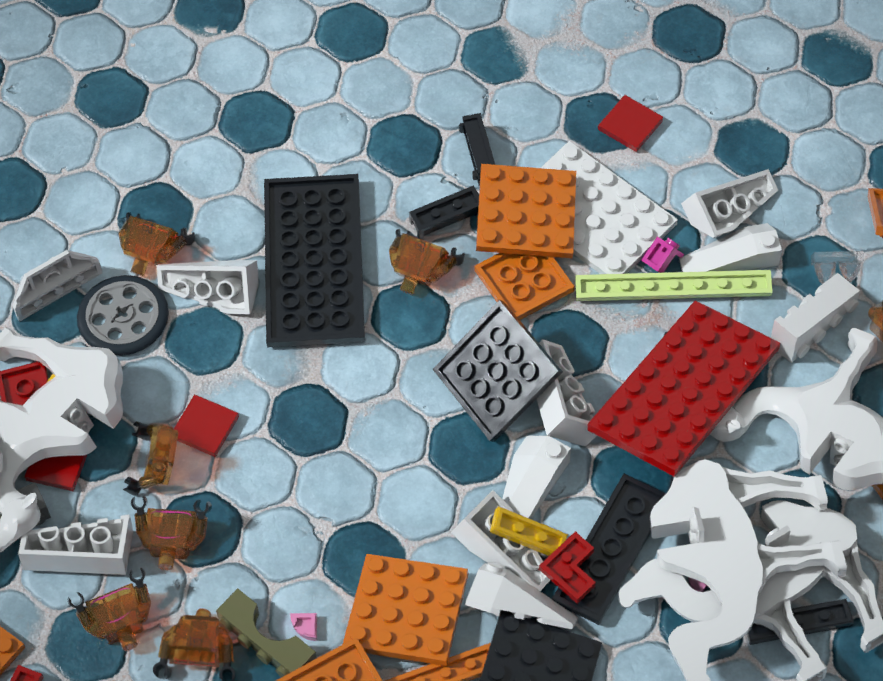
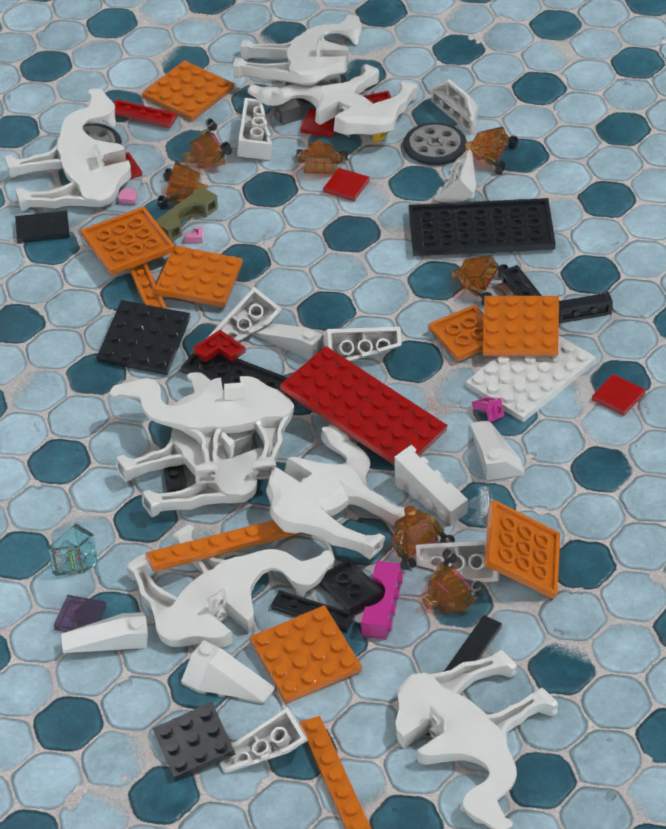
camera: 90 degrees right, 15 degrees down
(170, 532) = (264, 168): clear orange torso -> none
(497, 370) = (377, 307): plate -> none
(503, 590) = (199, 319): white wedge -> none
(526, 531) = (250, 327): yellow tile -> none
(673, 285) = (460, 414): yellowish green plate -> none
(729, 204) = (536, 443): white wedge -> none

